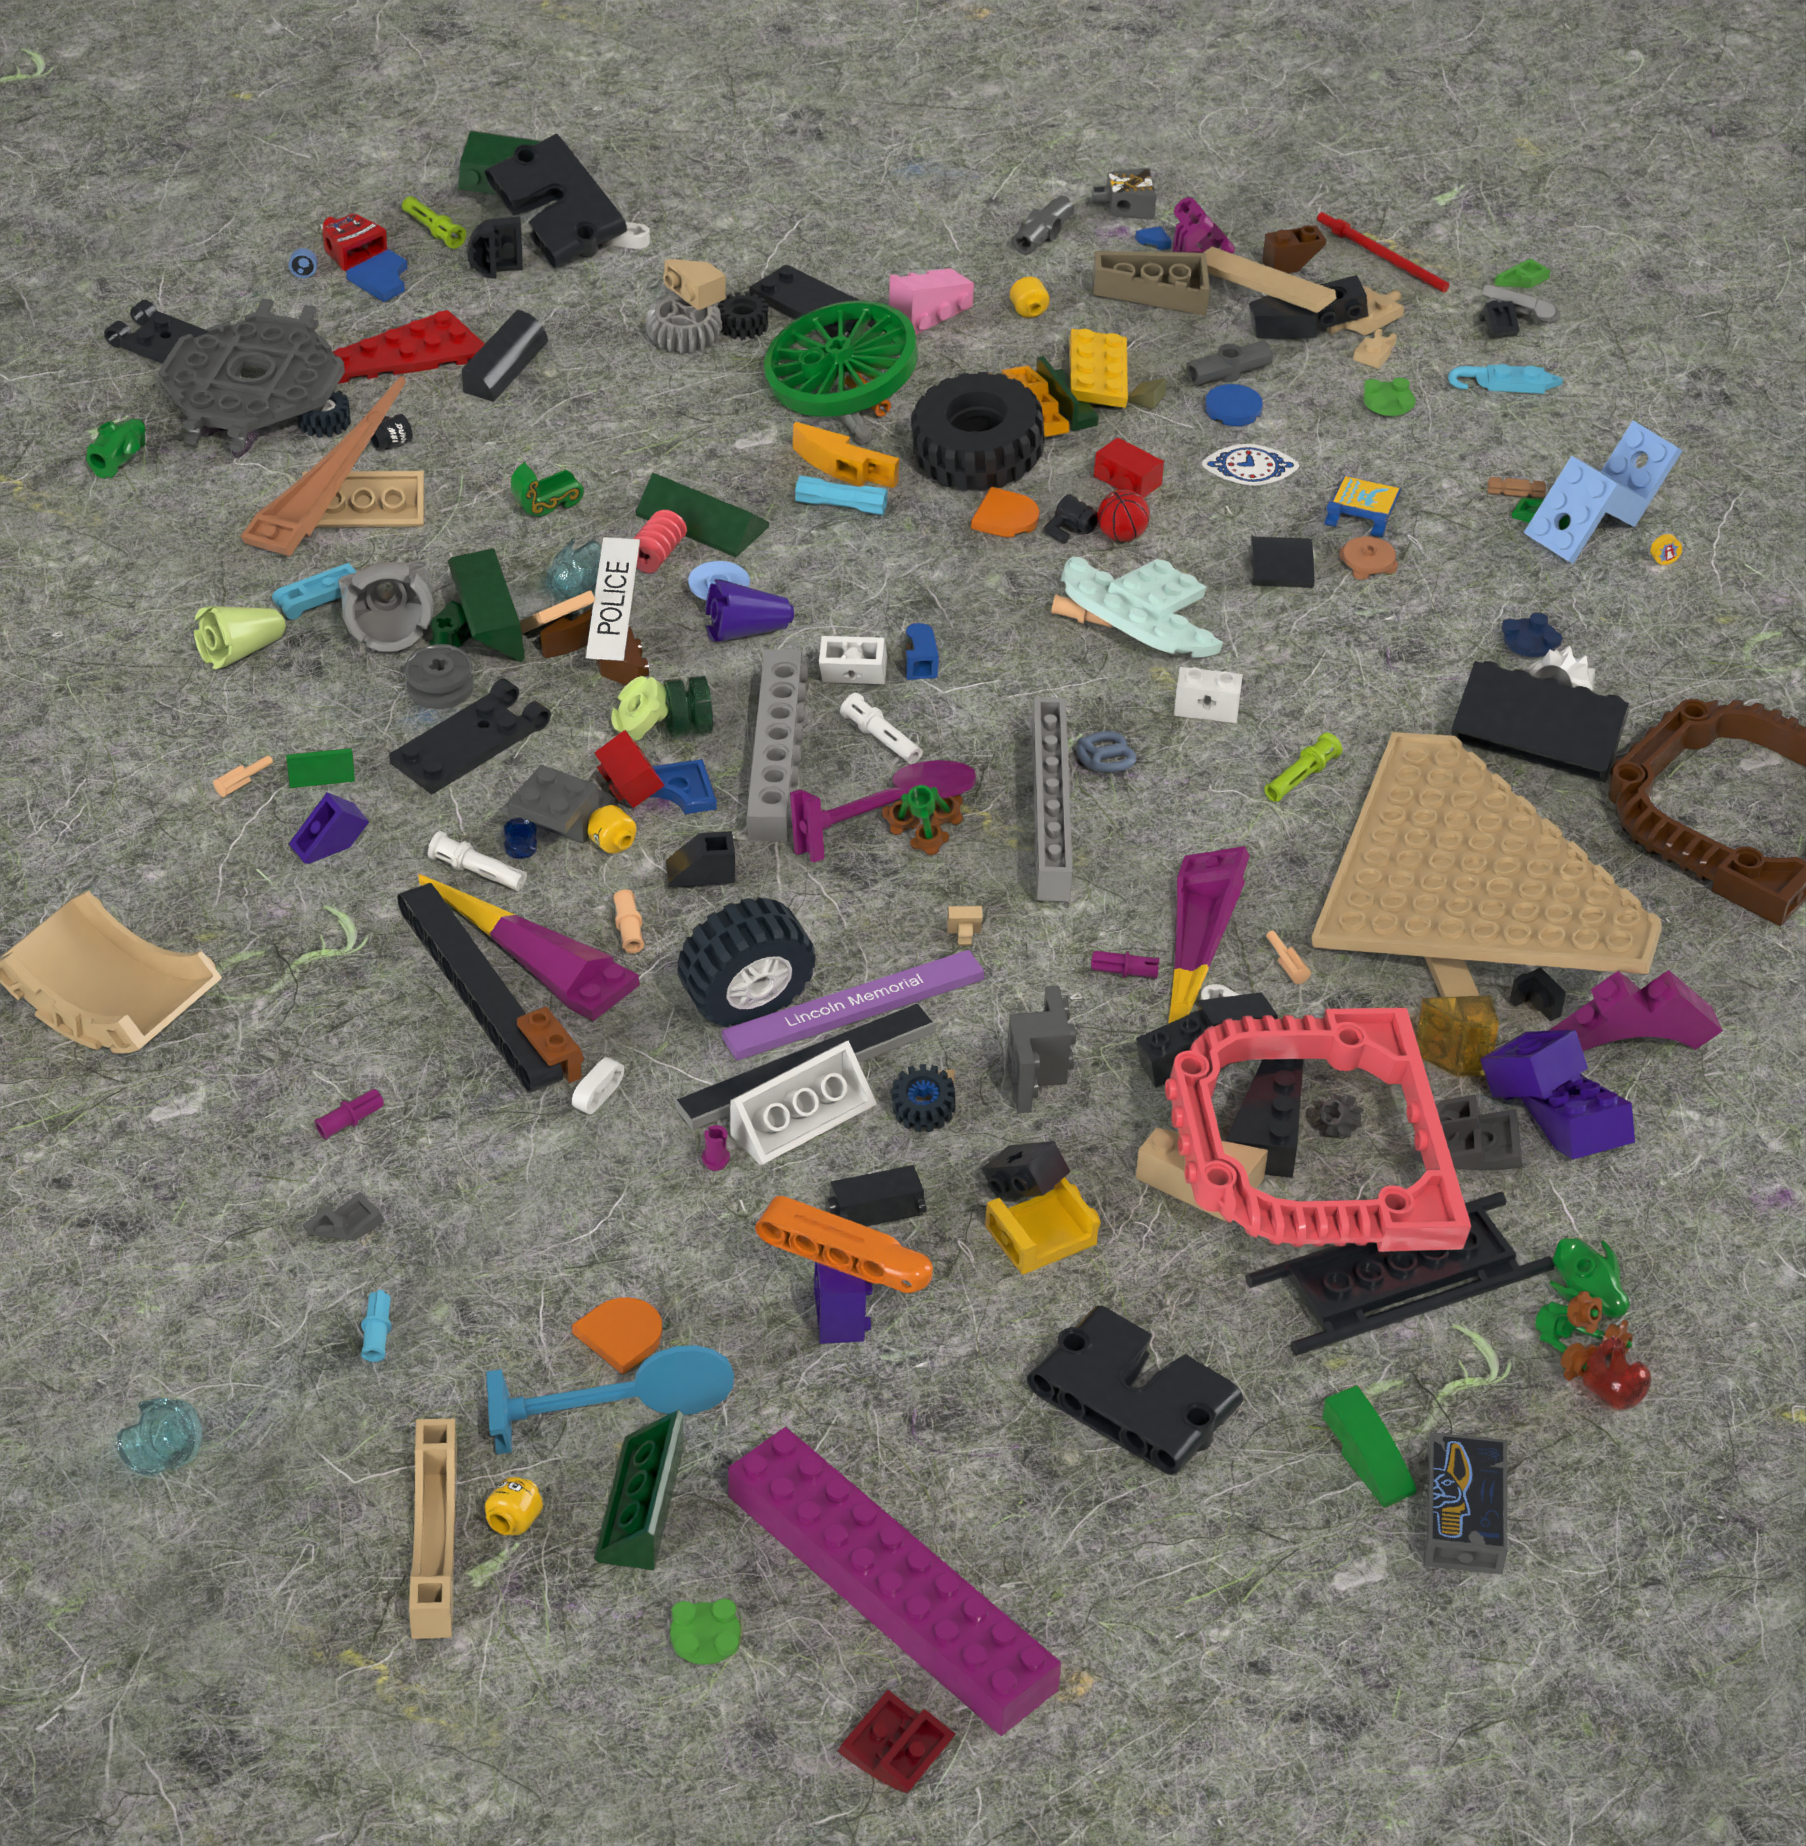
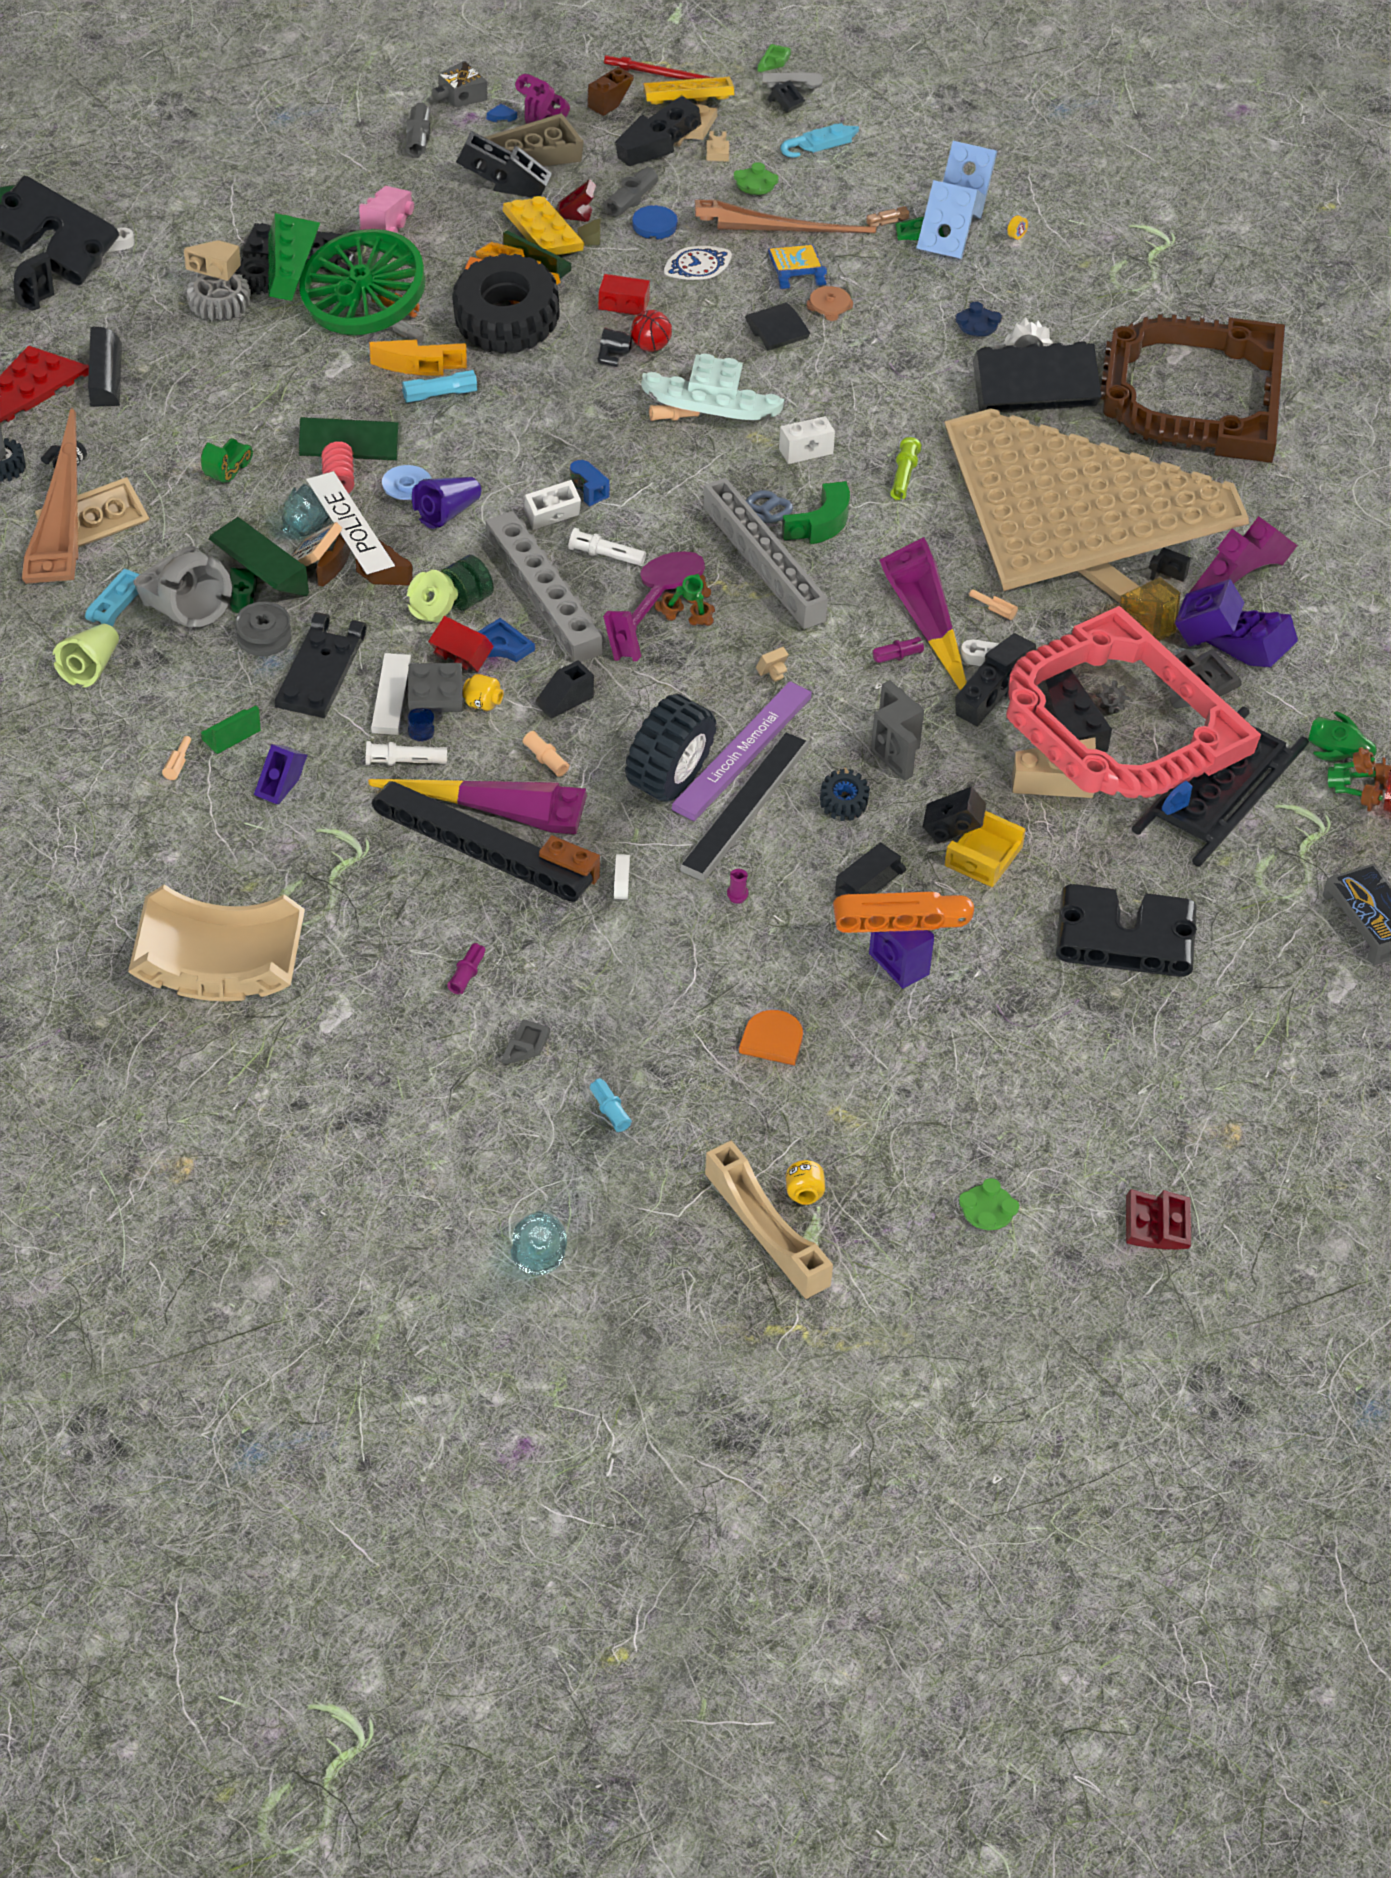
camera: 30 degrees left, 5 degrees up
(494, 814) = (391, 694): none -> white tile
(642, 1494) = (879, 1135): dark green slope -> none
(668, 1381) = (845, 1058): dark azure piece -> none
(787, 295) = (289, 250): none -> green wedge
(800, 1104) = (770, 833): white slope -> none
(894, 1581) = (1077, 1118): magenta brick -> none
(1006, 513) = (563, 358): orange tile -> none
(1029, 297) = (452, 188): yellow head -> none
(1103, 294) = (510, 171): none -> black brick
(1156, 358) = (576, 204): none -> dark red slope
(1159, 790) = (823, 522): none -> green arch
(1268, 280) = (621, 119): tan tile -> none
(1313, 1261) = (1178, 798): none -> blue tile
(1328, 427) = (740, 218): none -> nougat plate
(1368, 1446) = (1292, 904): green slope -> none
(1391, 276) = (693, 88): none -> yellow plate

